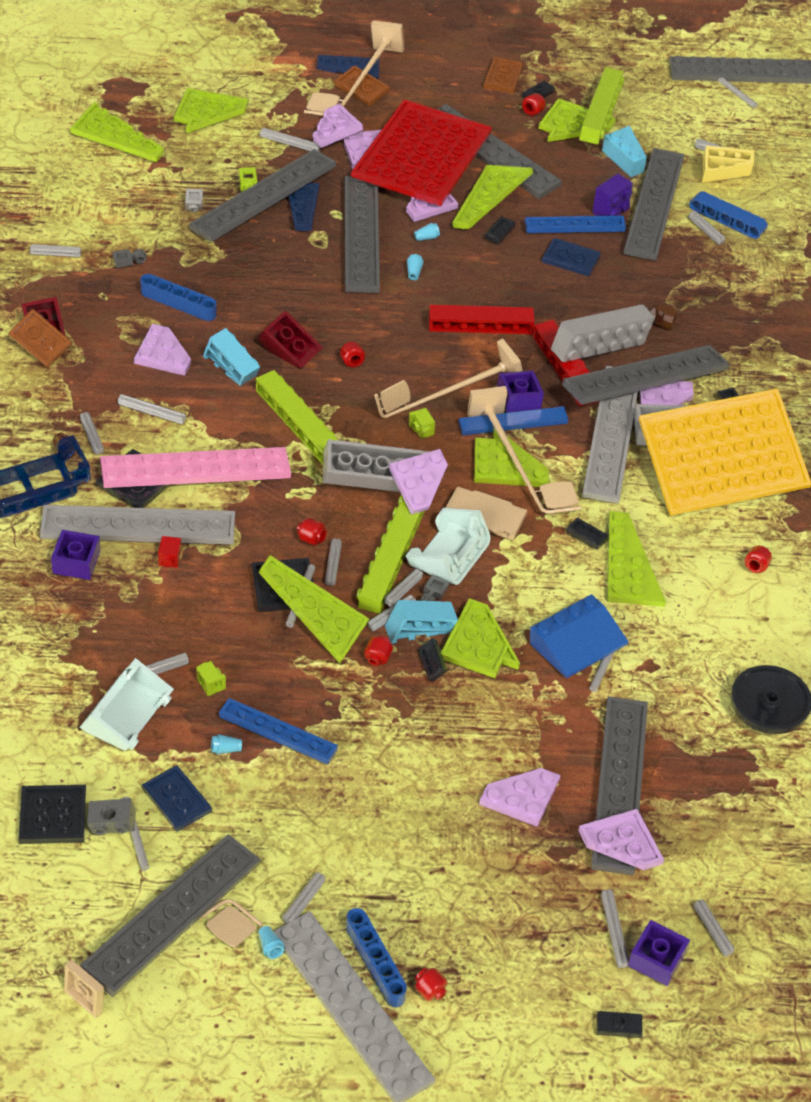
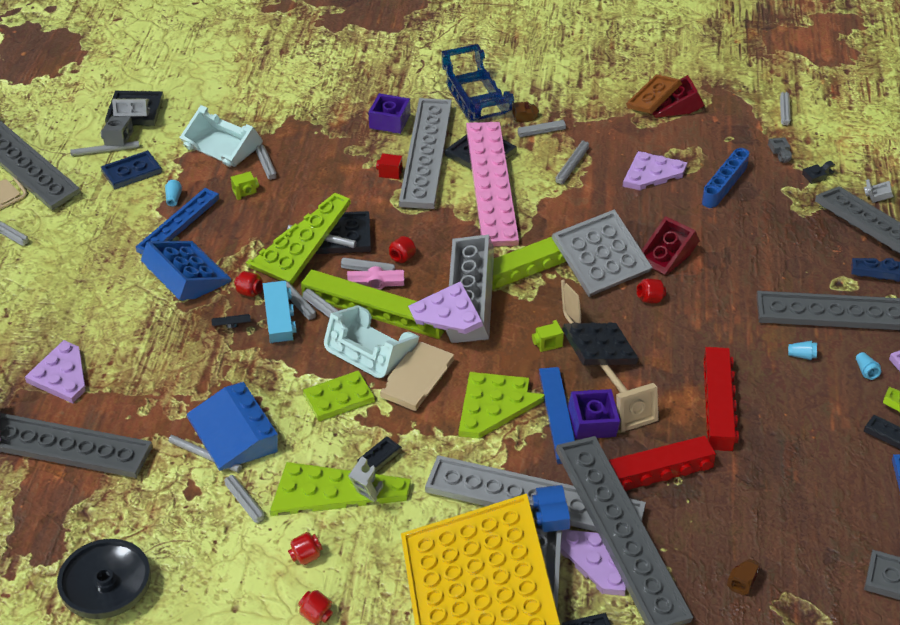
camera: 100 degrees right, 5 degrees down
(77, 800) = (130, 107): none -> light grey hinge
(162, 239) = (816, 173): none -> black plate
(231, 356) = (639, 203): medium azure wedge -> none
(310, 381) = (601, 252): none -> light grey plate
(355, 552) = (377, 278): none -> bright pink piece
(358, 711) = (183, 268): none -> blue slope
(433, 387) = (600, 344): none -> black plate
(434, 589) = (316, 330): dark grey plate -> none
(479, 642) = (247, 354): lime wing -> none
(517, 570) = (338, 396): none -> lime plate
(556, 494) = (438, 432): tan piece -> none
(571, 257) = (853, 500): dark blue tile -> none
(602, 333) = (683, 488): light grey brick -> none
(636, 523) = (362, 479): none -> light grey hinge
(646, 402) = (552, 508): none -> blue brick
(655, 622) = (244, 499): none -> light grey axle
(702, 571) = (305, 548): none -> red head

